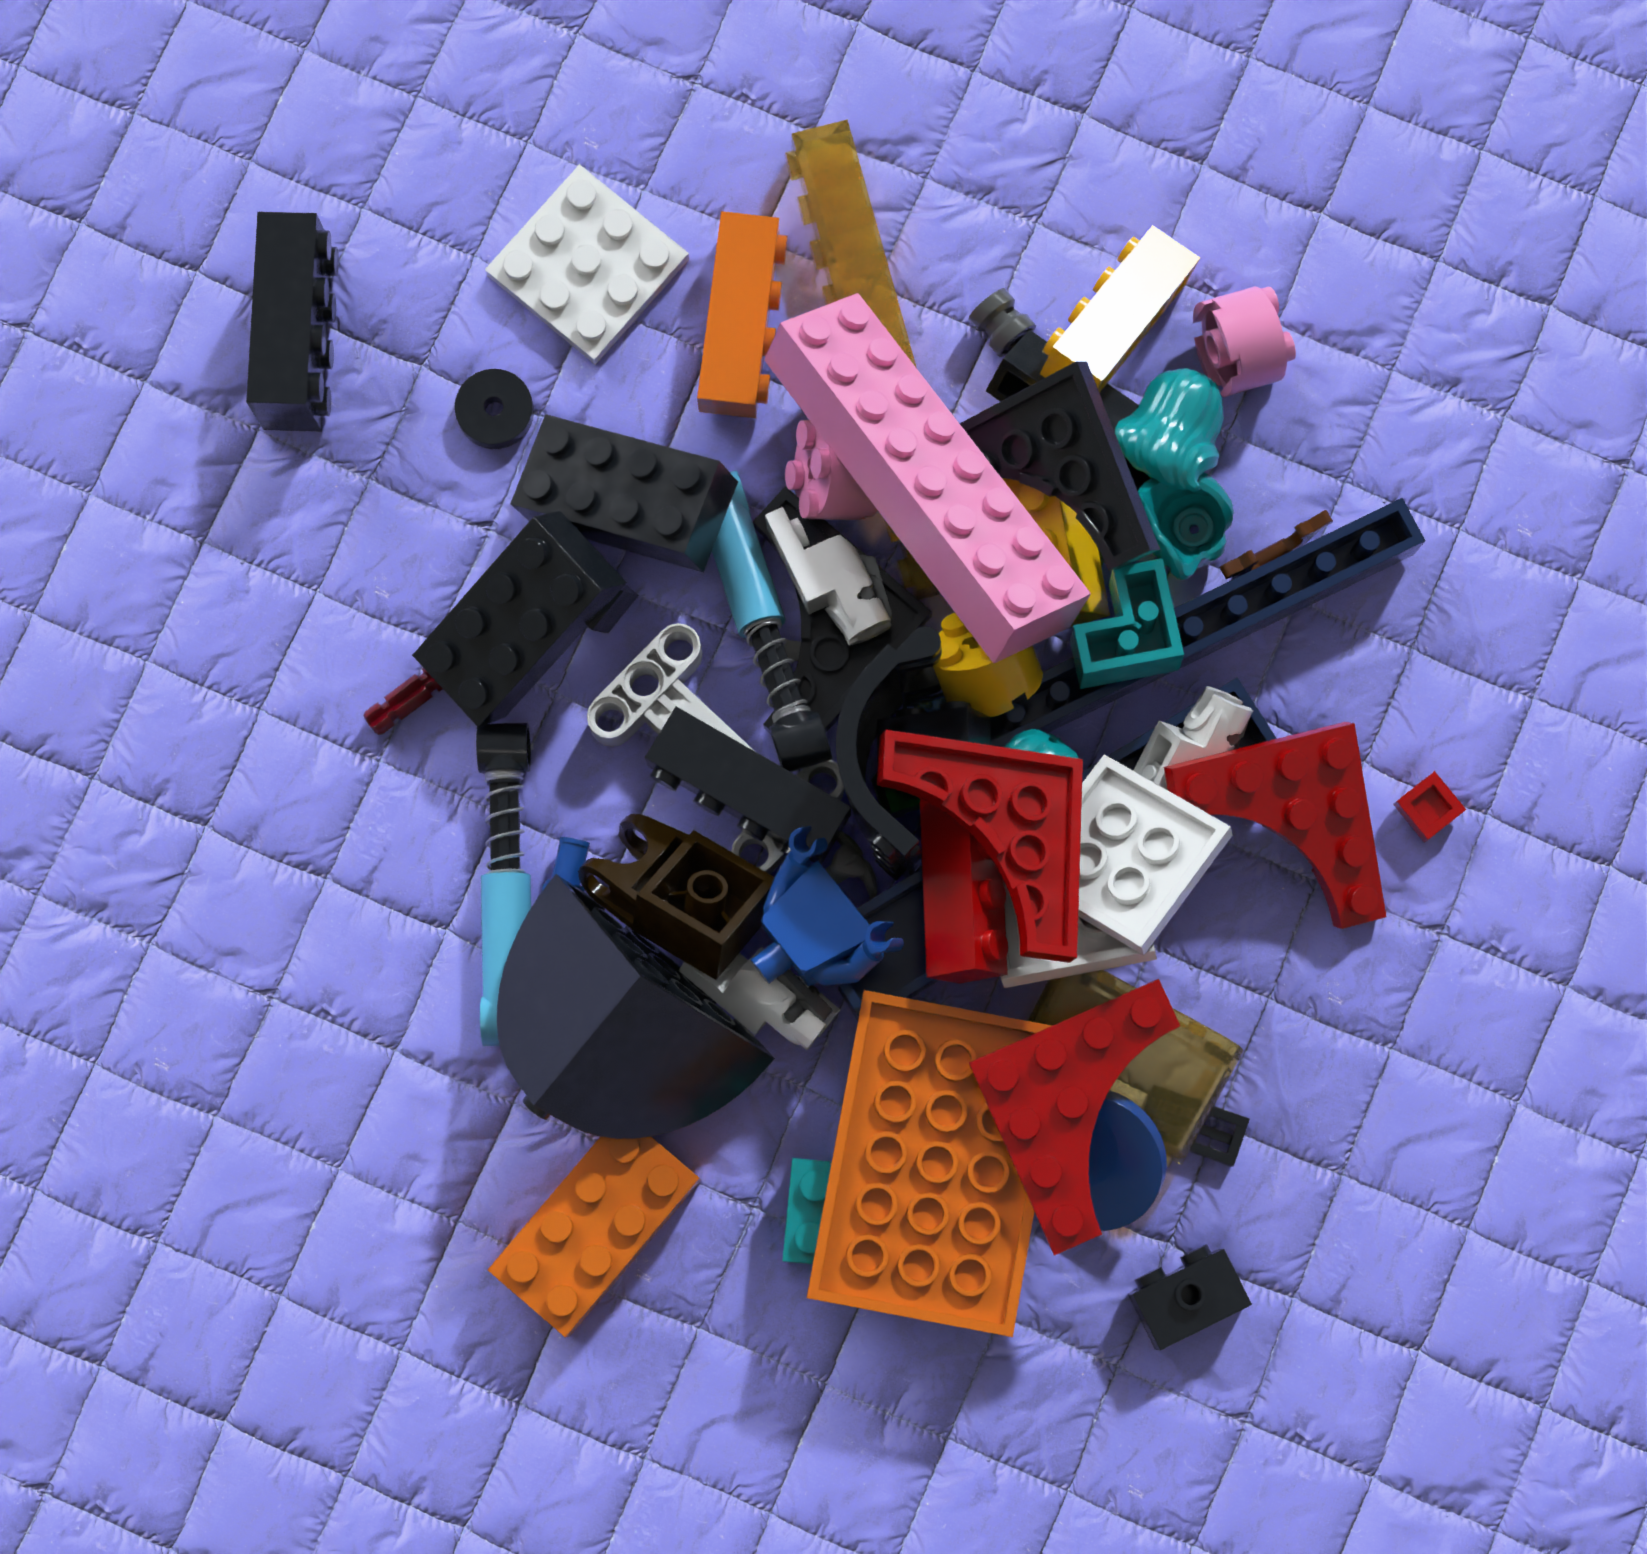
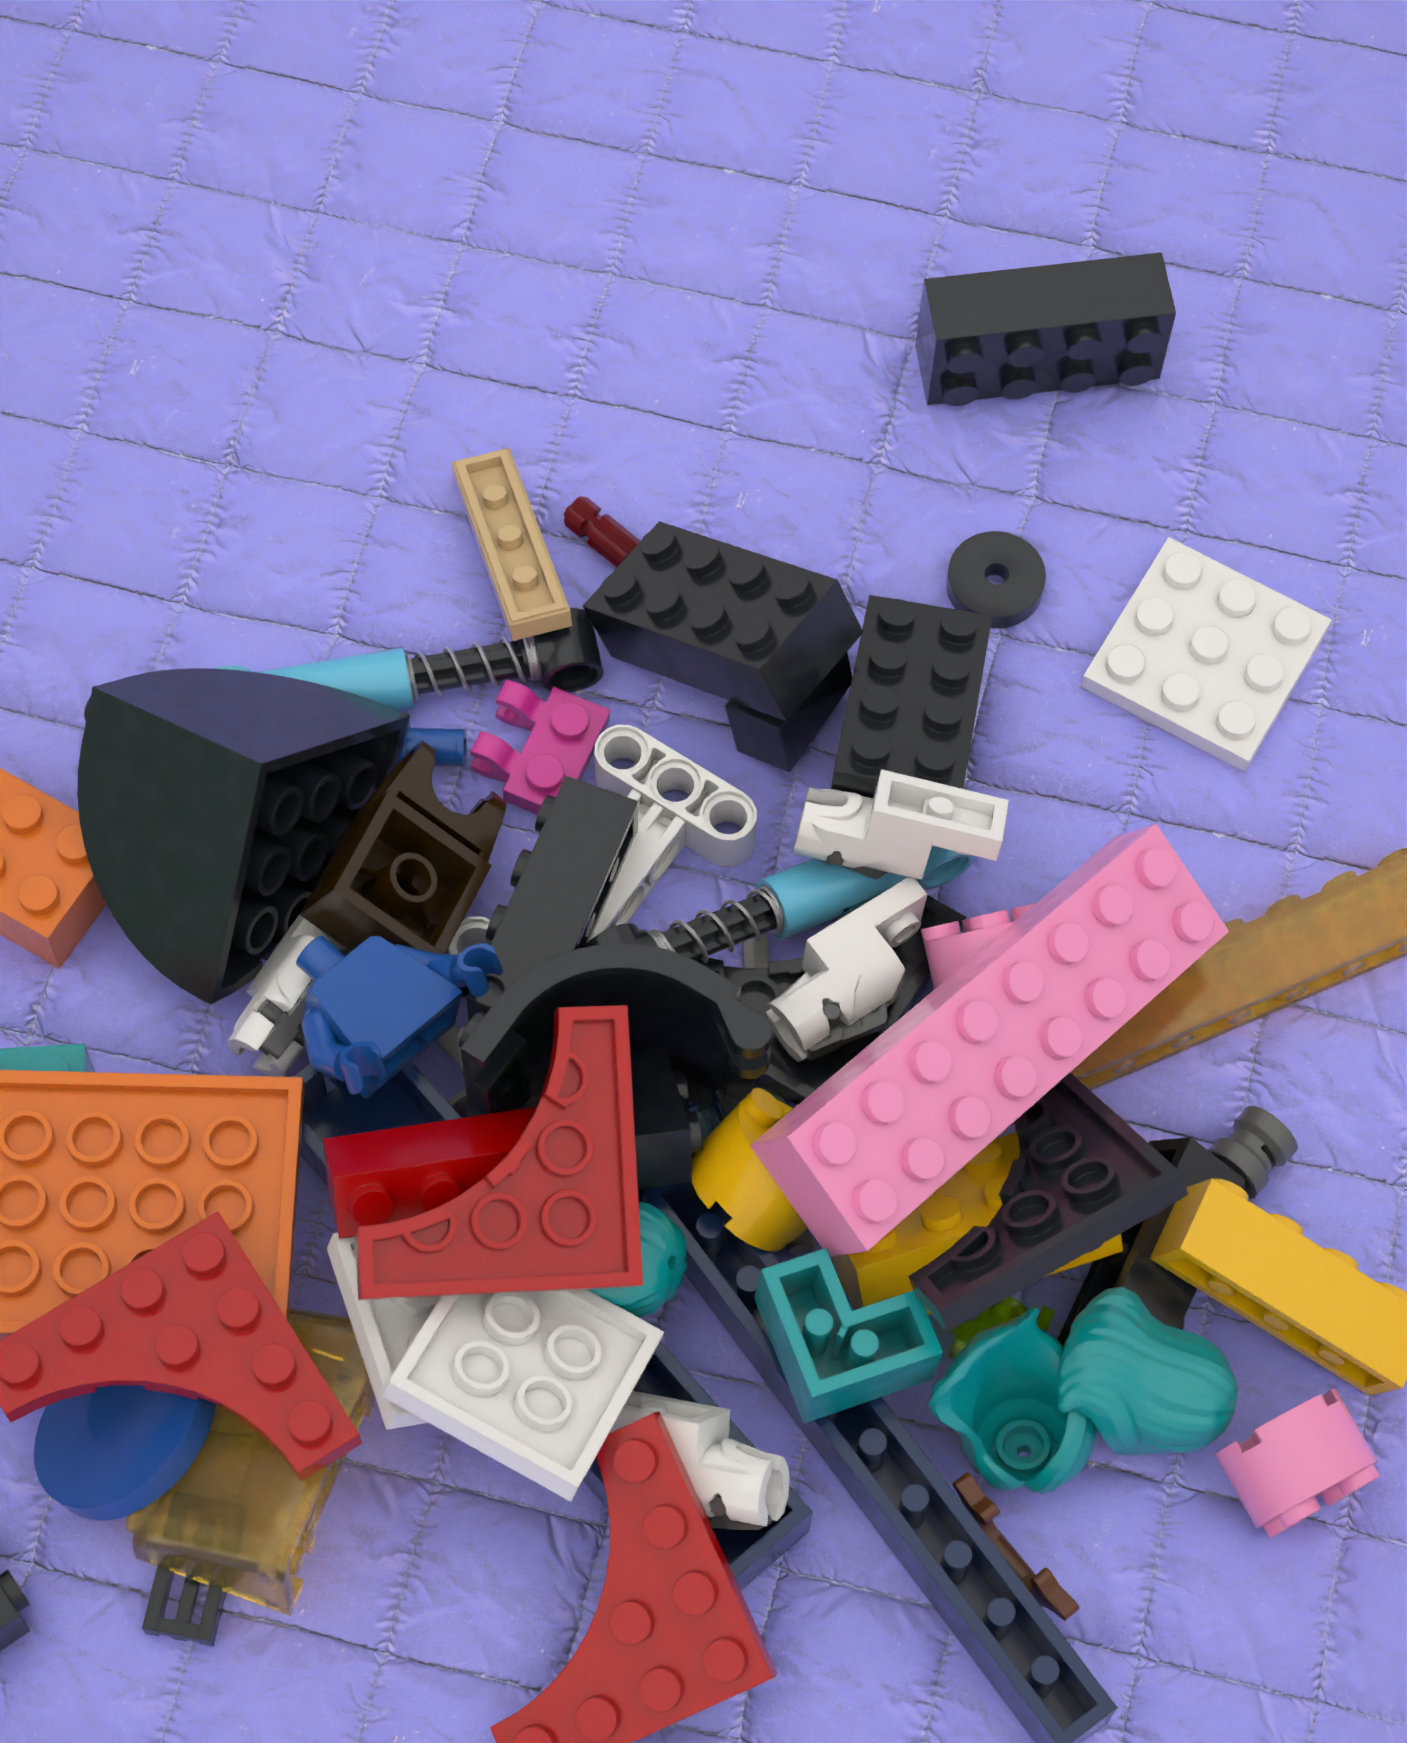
camera: 80 degrees right, 15 degrees down
(403, 776) = (511, 544): none -> tan tile
(587, 772) = (558, 745): none -> dark pink plate
(734, 512) = (898, 825): none -> white plate
(739, 315) = (1208, 820): orange brick -> none

